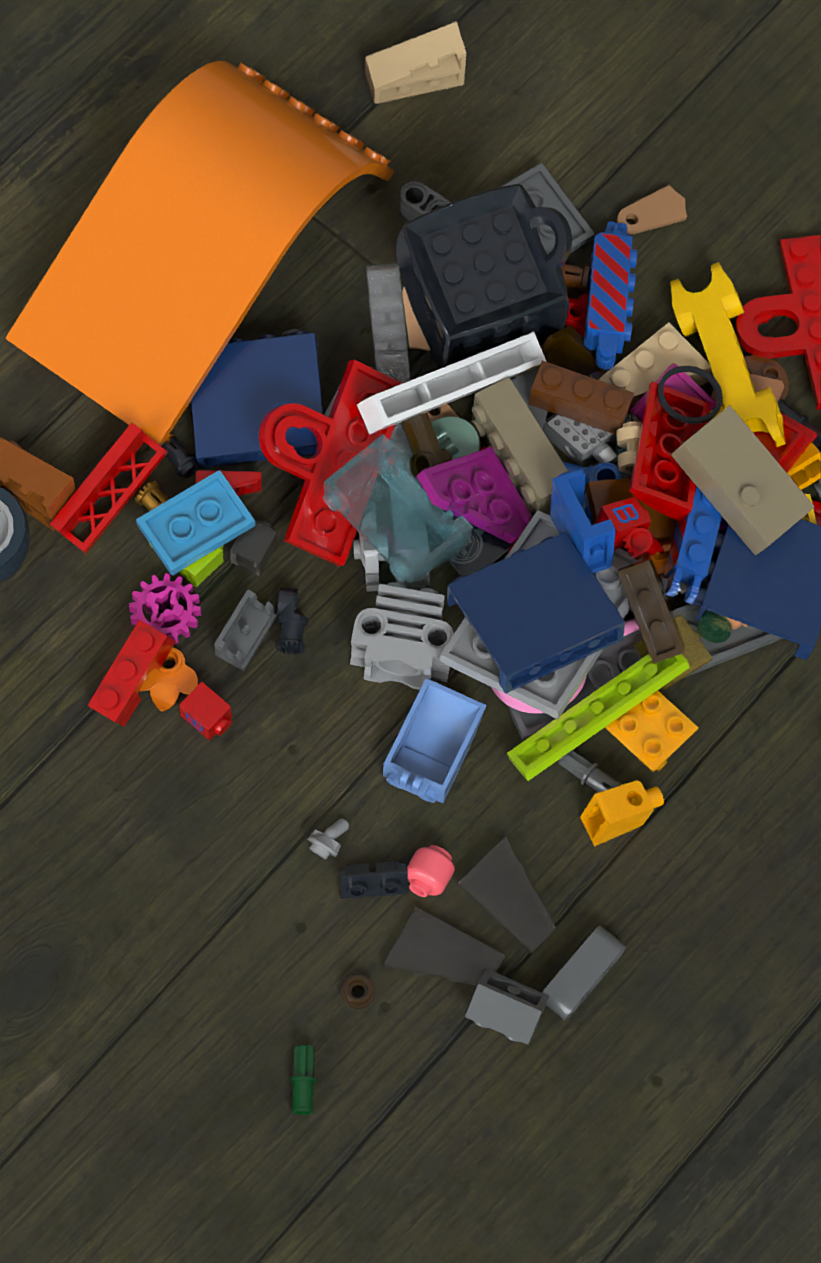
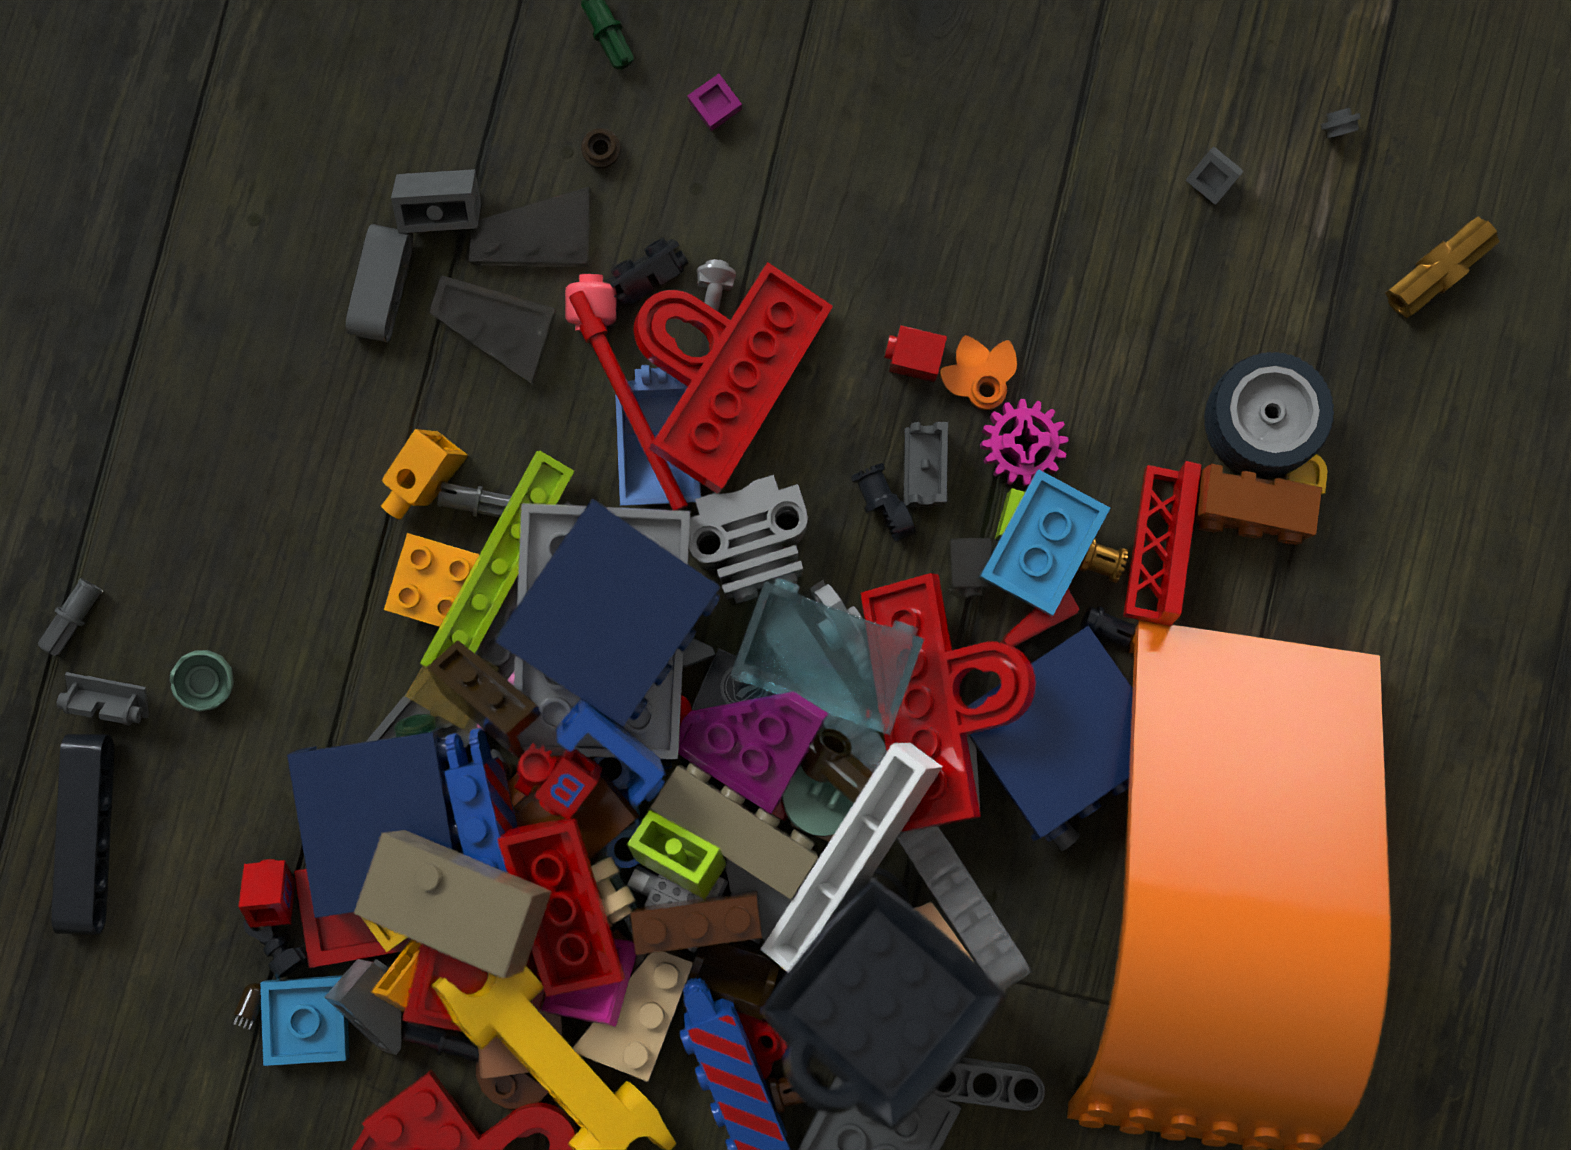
camera: 155 degrees right, 15 degrees up
(120, 688) = (1018, 329): red arch -> none
(251, 978) = (714, 102): none -> magenta plate
(345, 750) = (737, 378): none -> red plate
(439, 835) = (595, 333): none -> red bar
(571, 443) = (677, 854): none -> lime brick
(690, 420) = (554, 1022): black piece -> none

